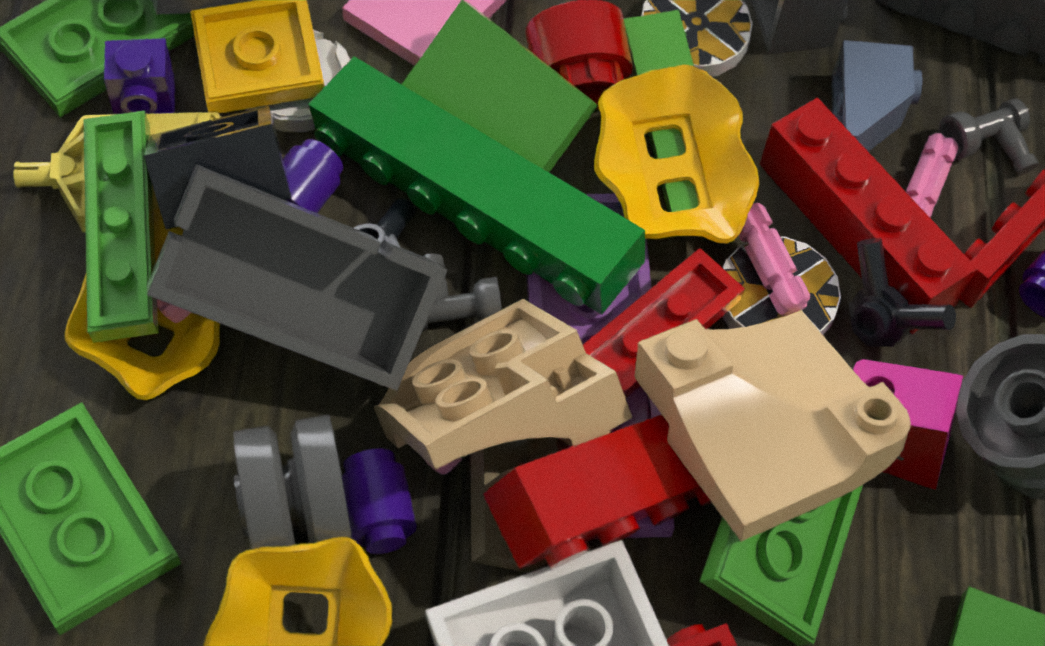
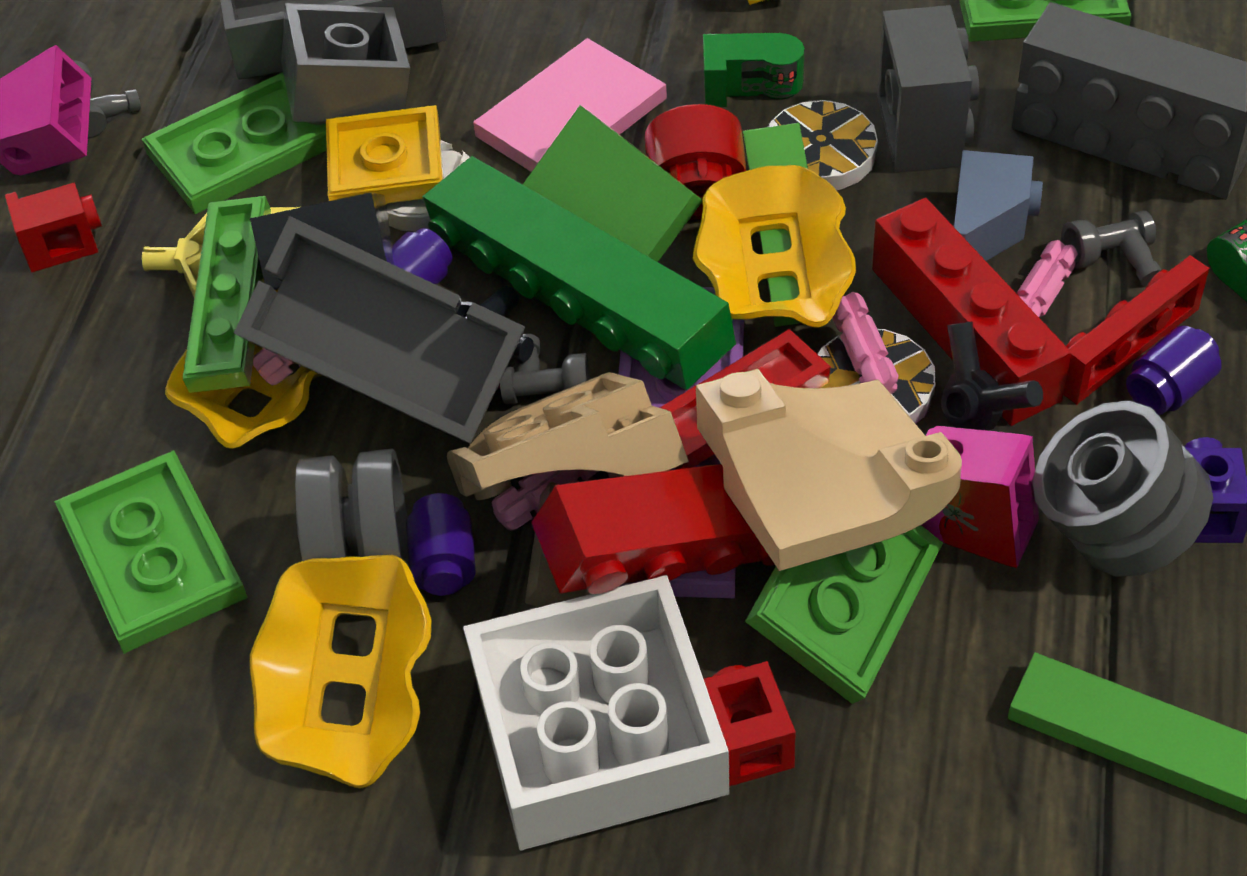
camera: 15 degrees right, 10 degrees down
(139, 76) = (271, 170): dark purple brick -> none

